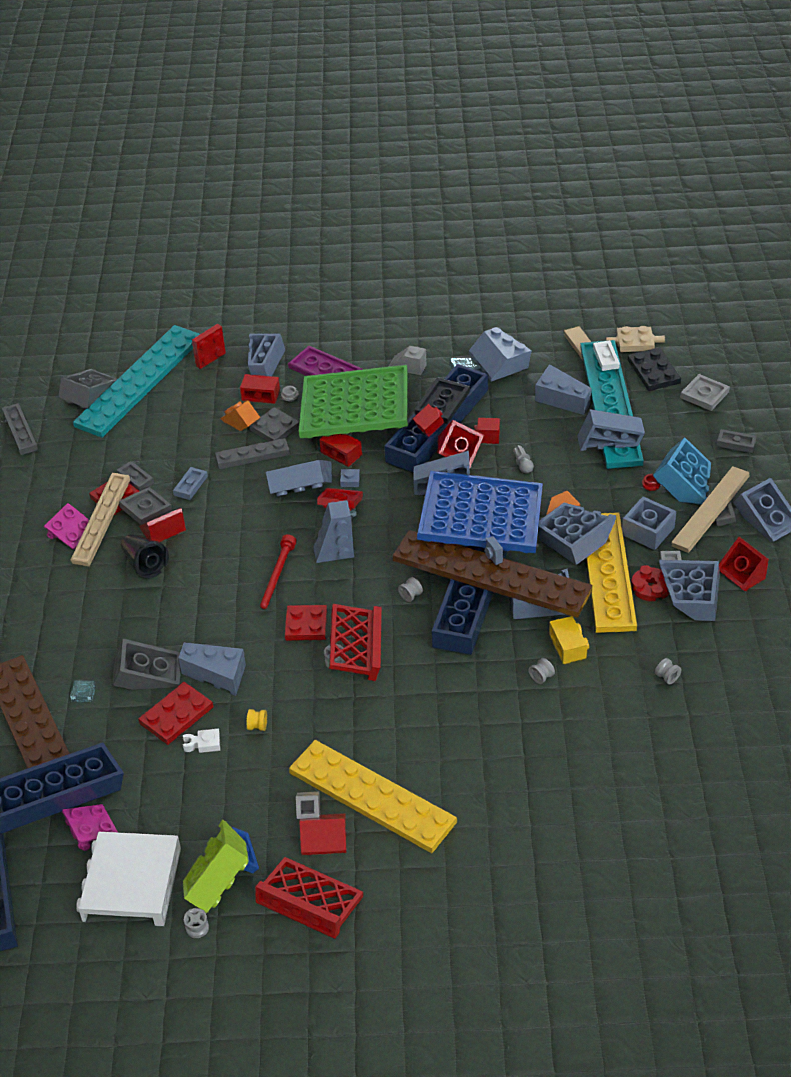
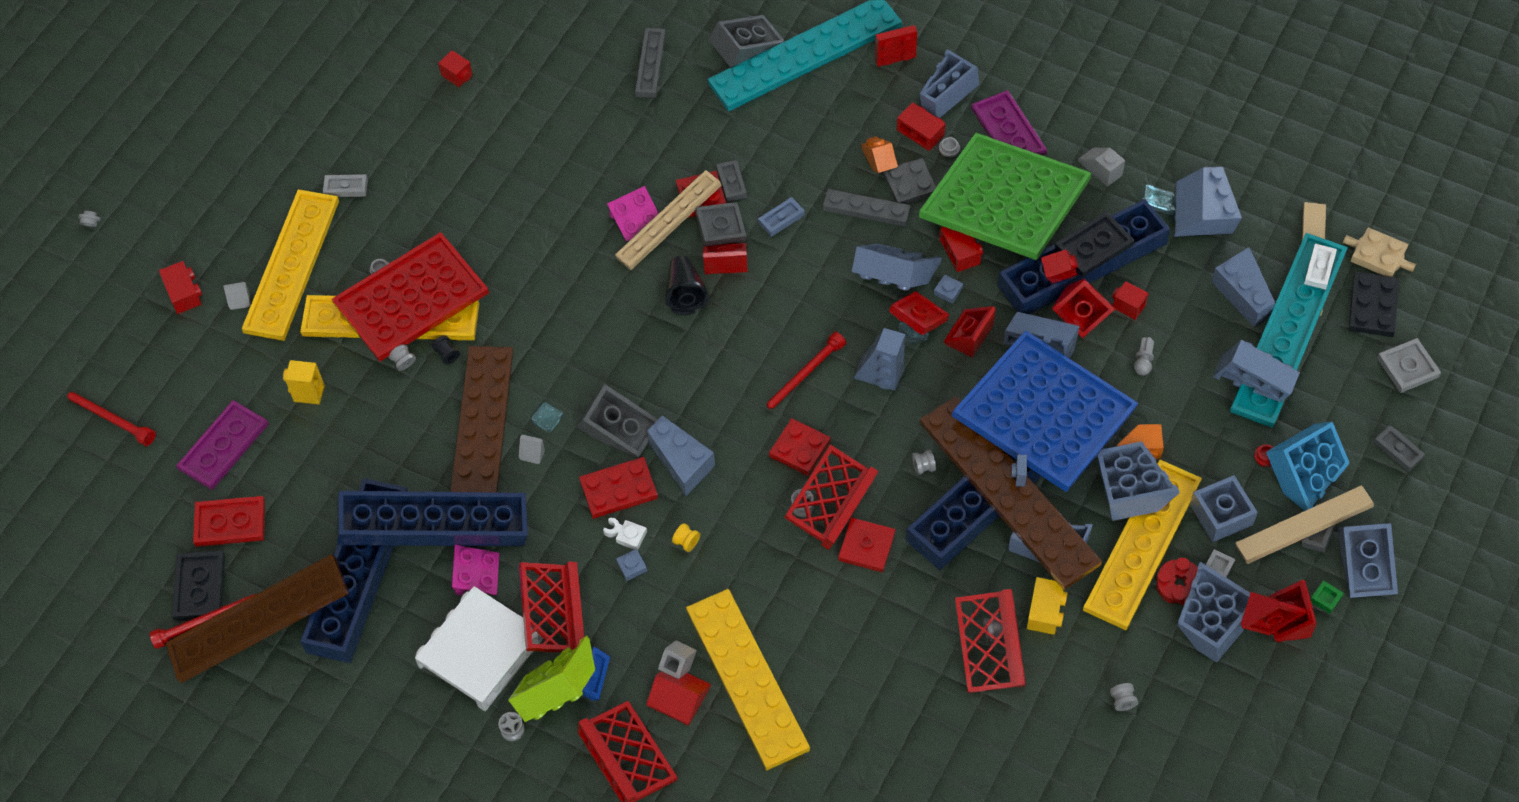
camera: 30 degrees right, 15 degrees up
(84, 717) = (531, 449): none -> light grey slope
(190, 810) = (570, 601): none -> red fence
(222, 760) = (631, 564): none -> sand blue plate
(385, 494) = (971, 330): none -> red slope
(404, 663) = (867, 544): none -> red plate
(559, 665) = (1011, 639): none -> red fence
(732, 566) = (1268, 614): none -> red slope
(760, 544) = (1326, 597): none -> green plate

